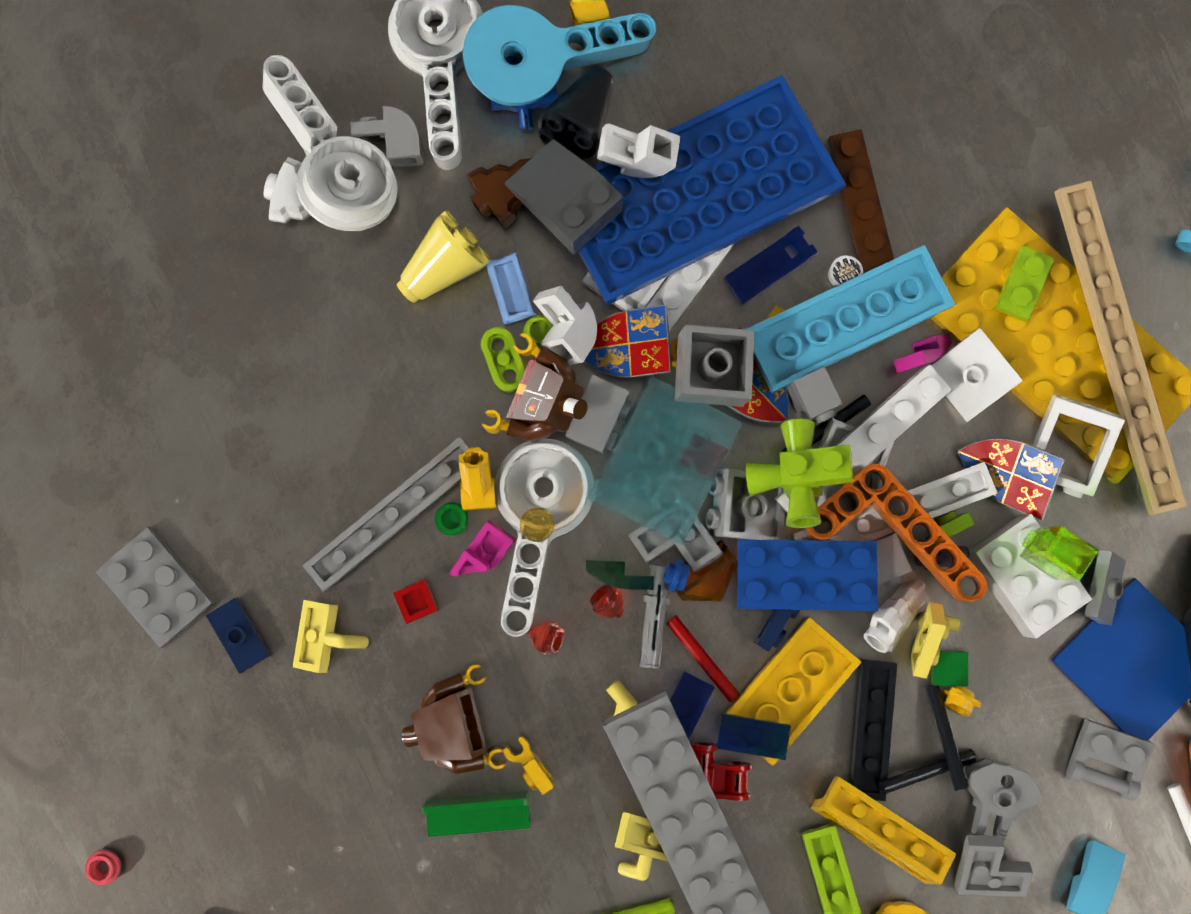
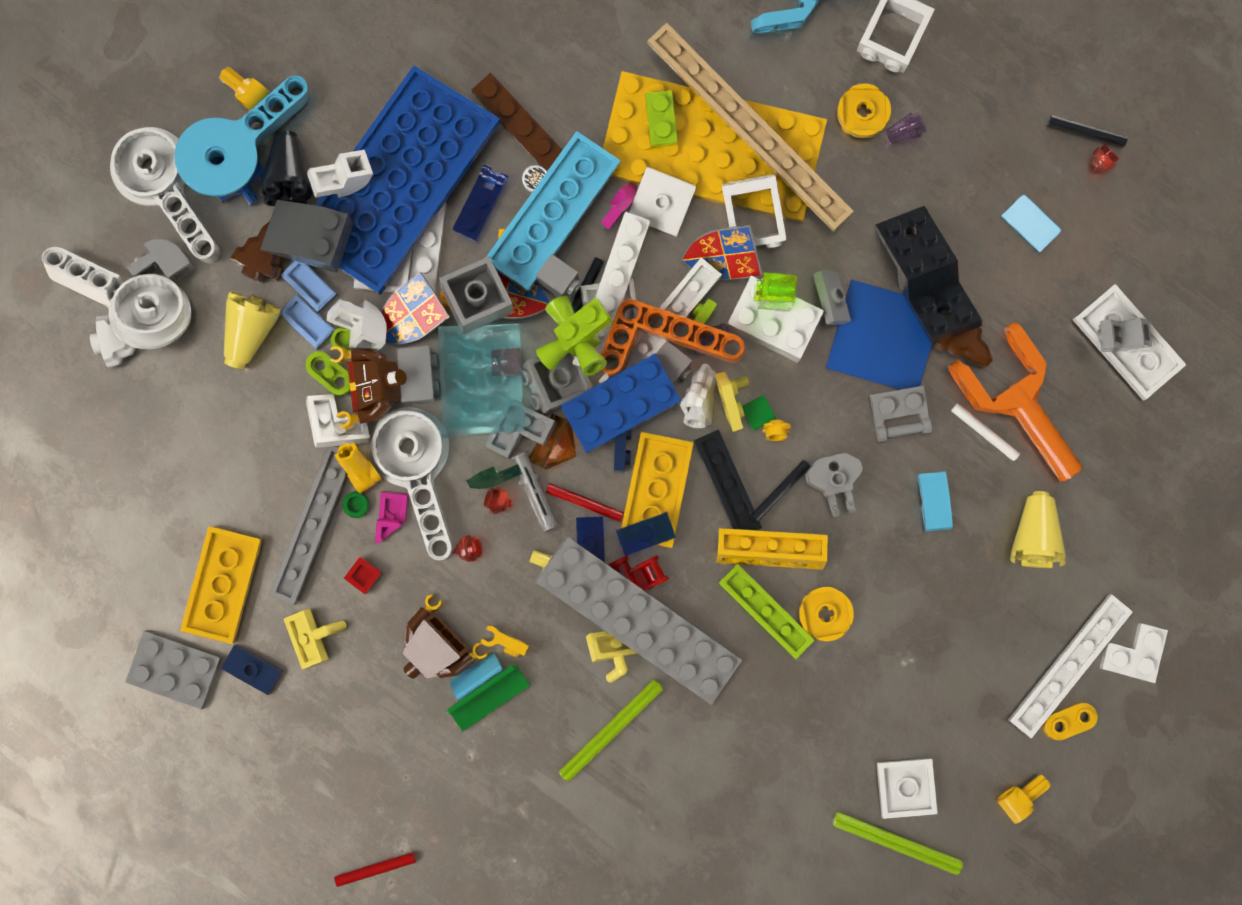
camera: 30 degrees left, 0 degrees up
(94, 871) = (240, 886): coral plate -> none
(257, 524) = (221, 585): none -> yellow plate
(468, 415) = (325, 424): none -> white plate
(477, 784) = (476, 675): none -> medium azure slope
(535, 251) = (309, 285): none -> light blue tile
(537, 524) = (416, 473): clear yellow plate -> none
(676, 575) = (532, 454): blue plate -> none
(947, 739) = (780, 461): black bar -> none
(984, 872) = (858, 539): light grey plate -> none

